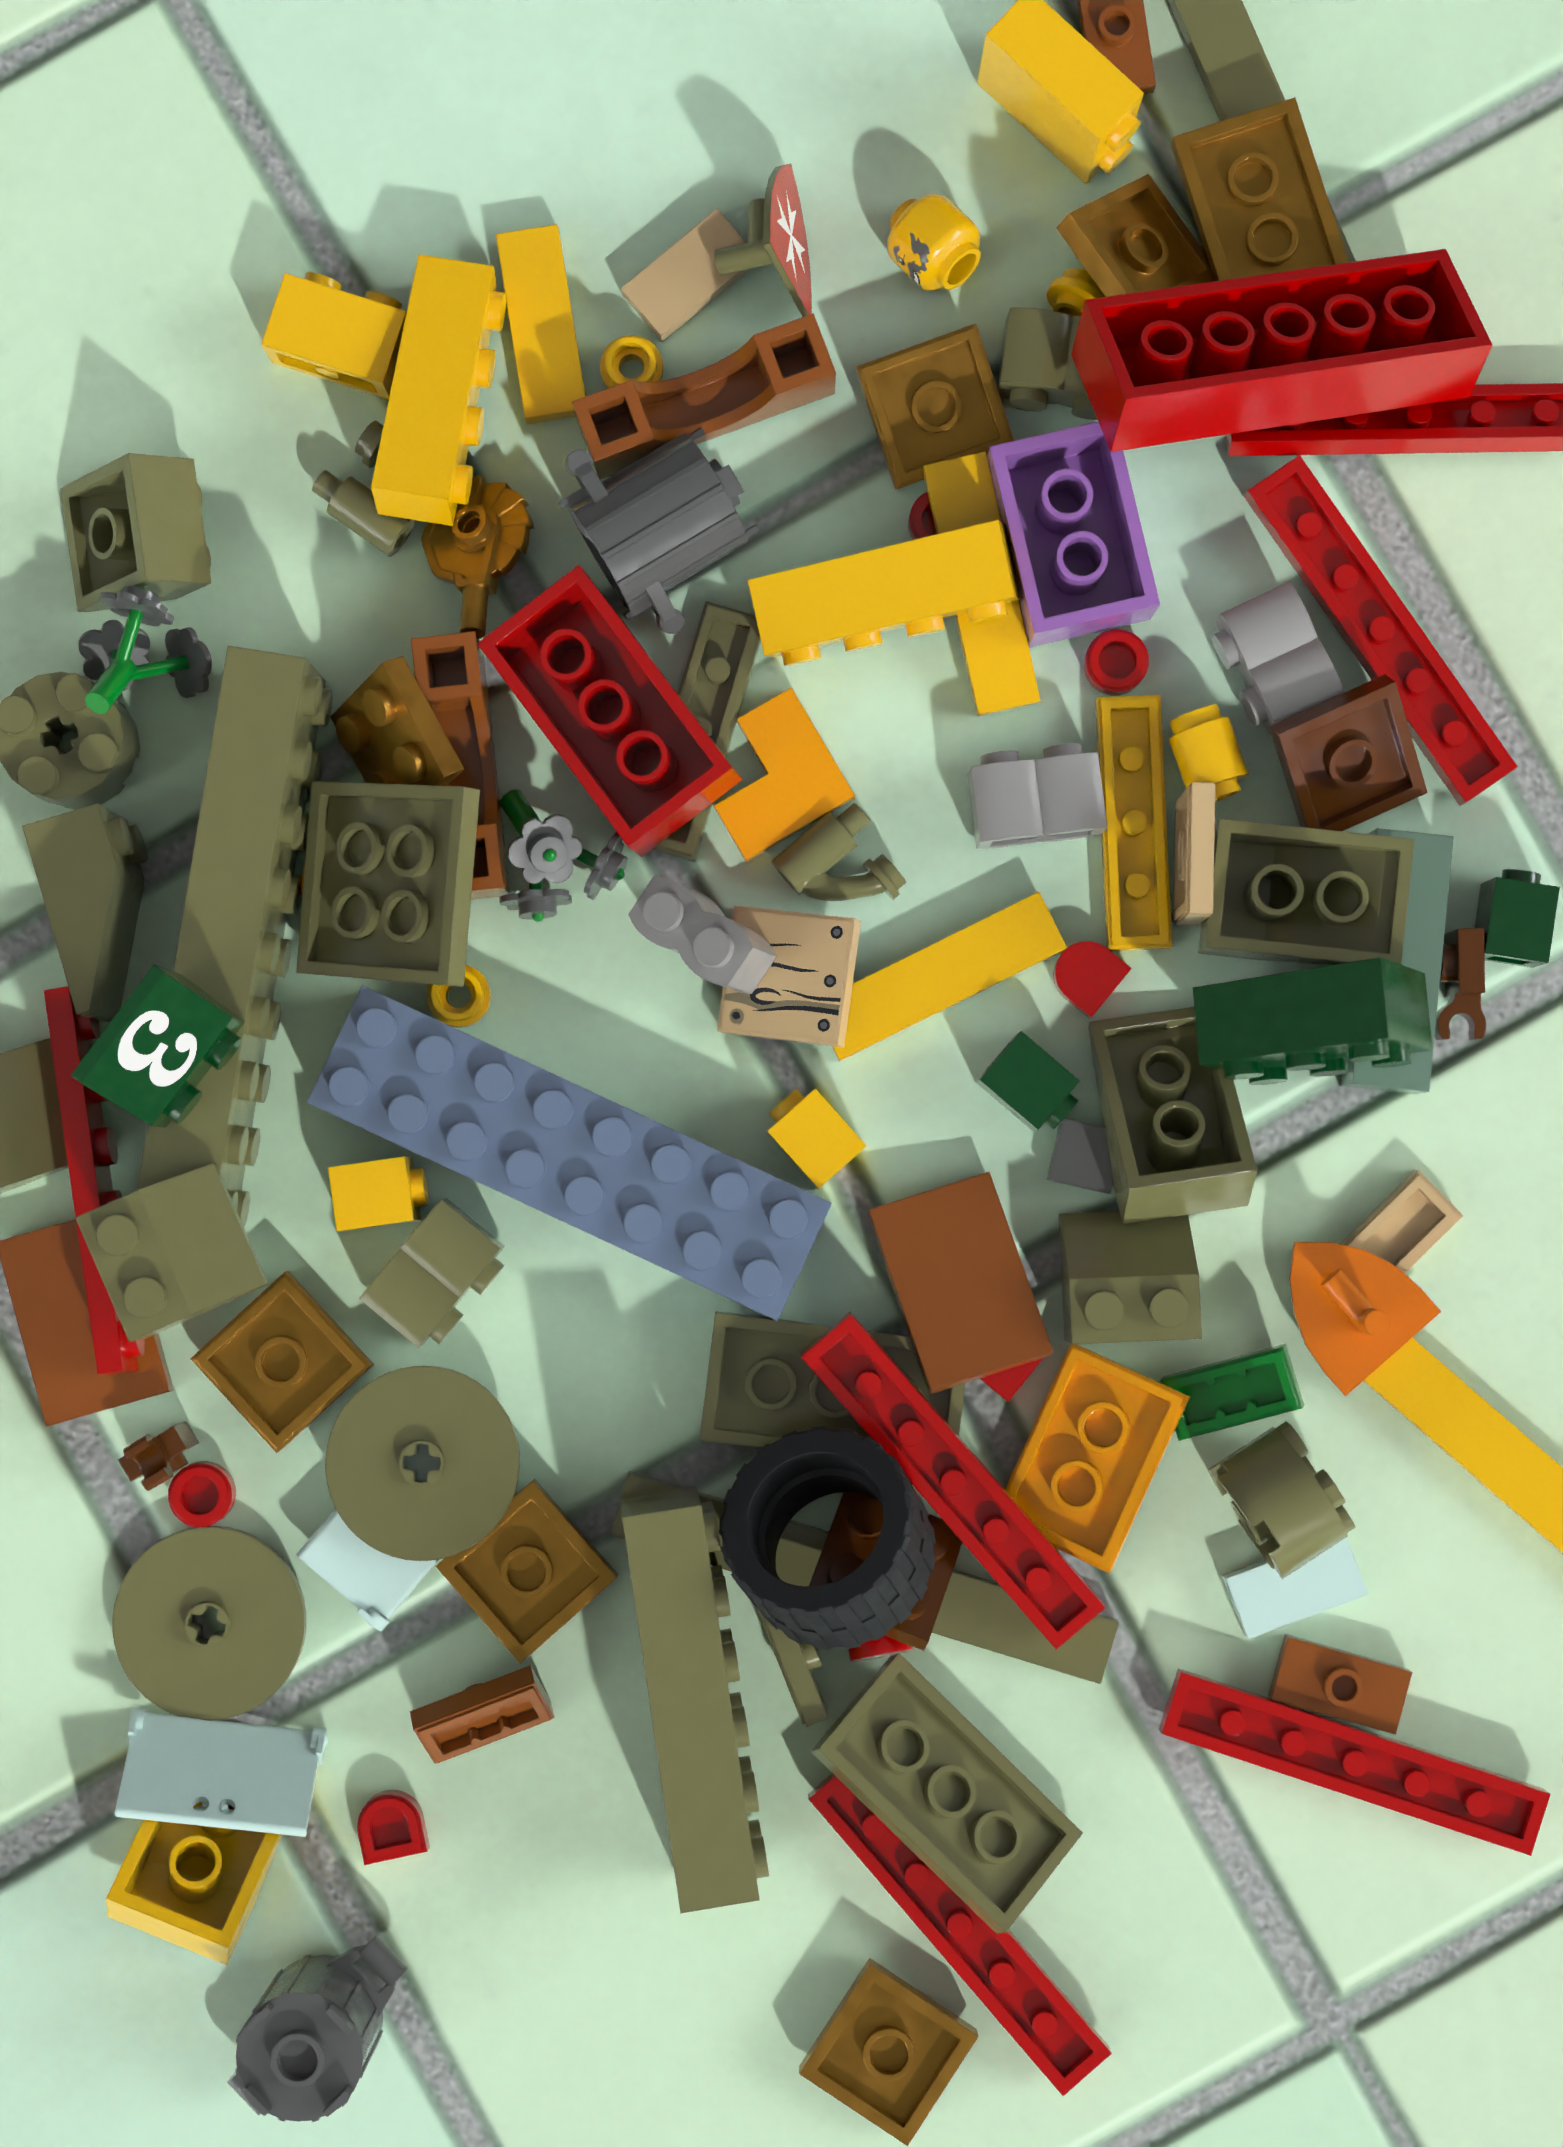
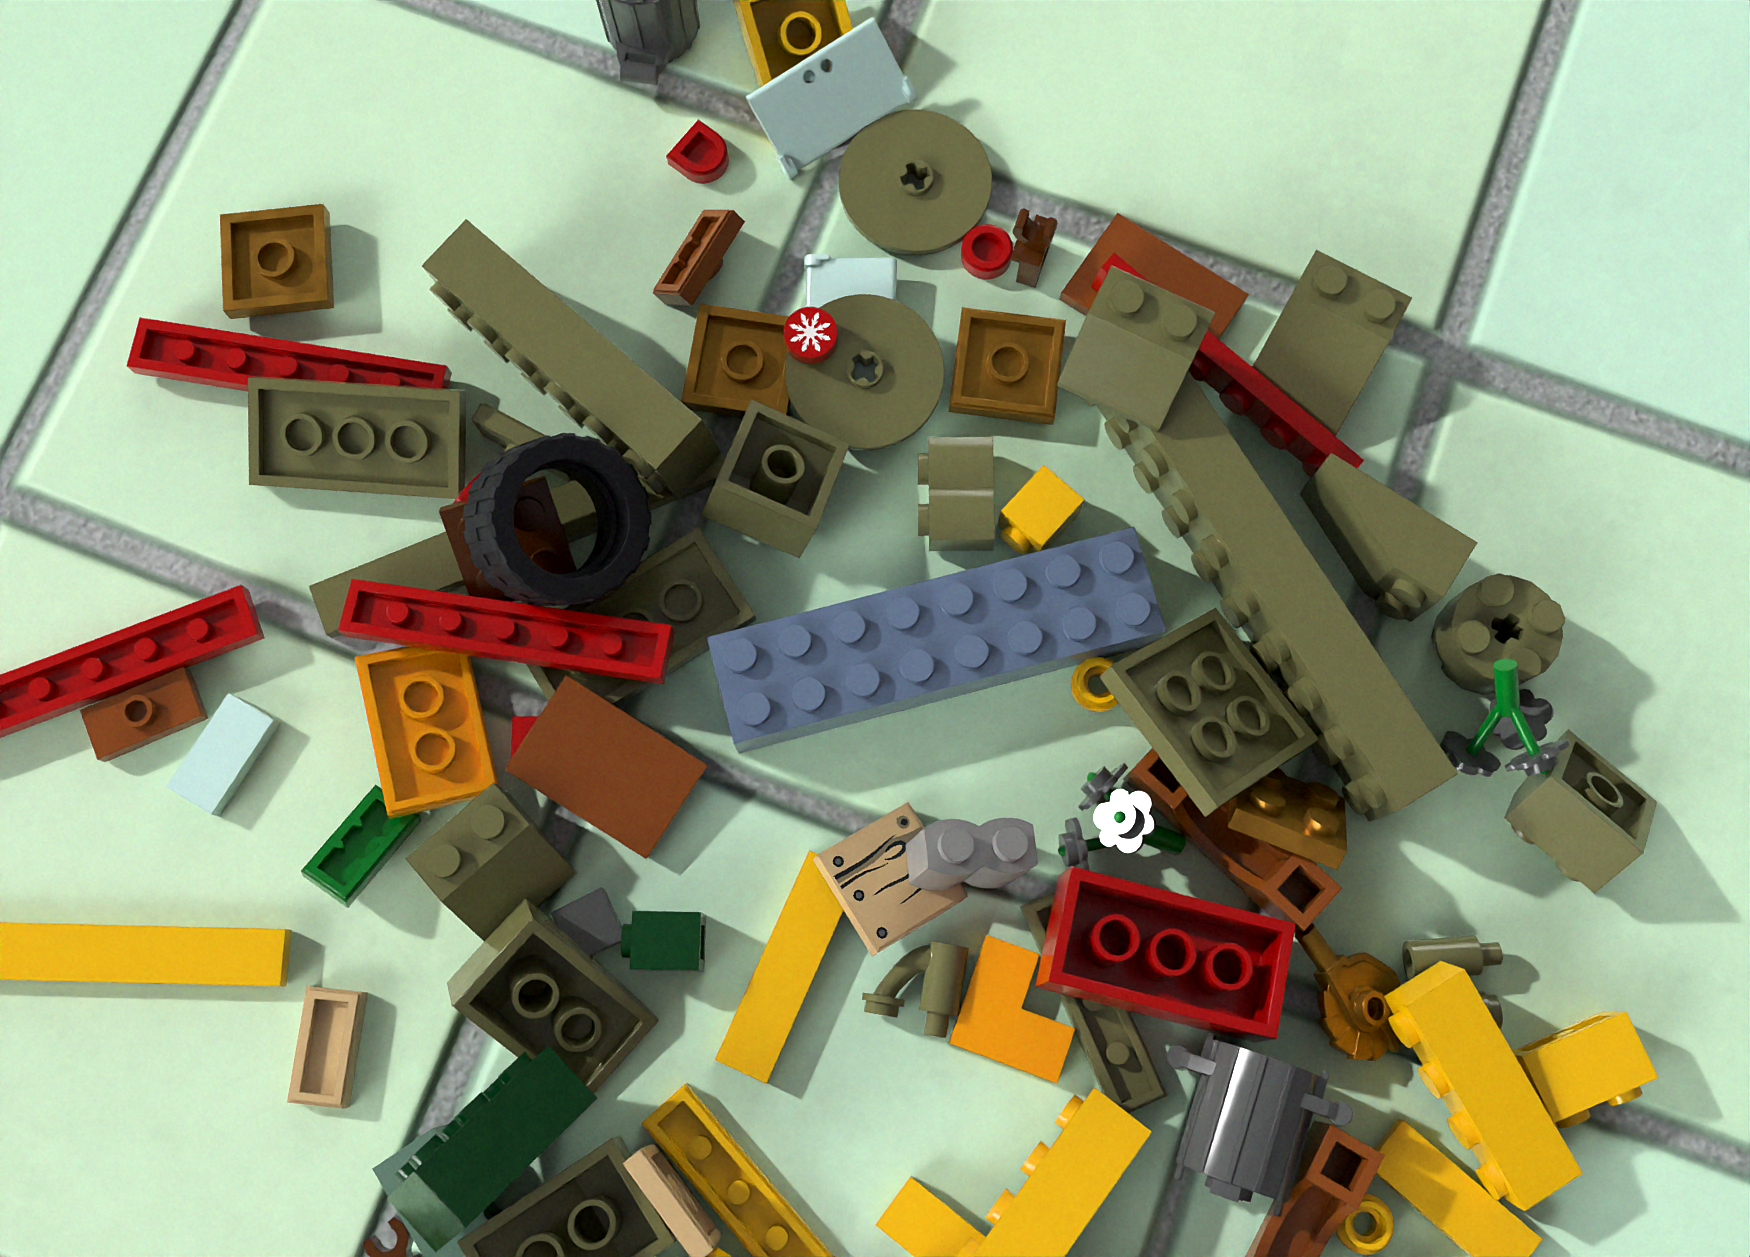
camera: 140 degrees right, 10 degrees down
(160, 1048) = (1260, 464): dark green slope -> none
(445, 1536) = (810, 335): none -> red tile
(591, 1424) = (776, 479): none -> olive slope
(814, 1135) = (783, 783): yellow brick -> none
(1036, 798) = (820, 1150): light grey brick -> none
(1088, 975) = (685, 1053): red tile -> none
(1282, 1499) = (270, 793): olive brick -> none
(1353, 1309) = (317, 971): orange shield -> none

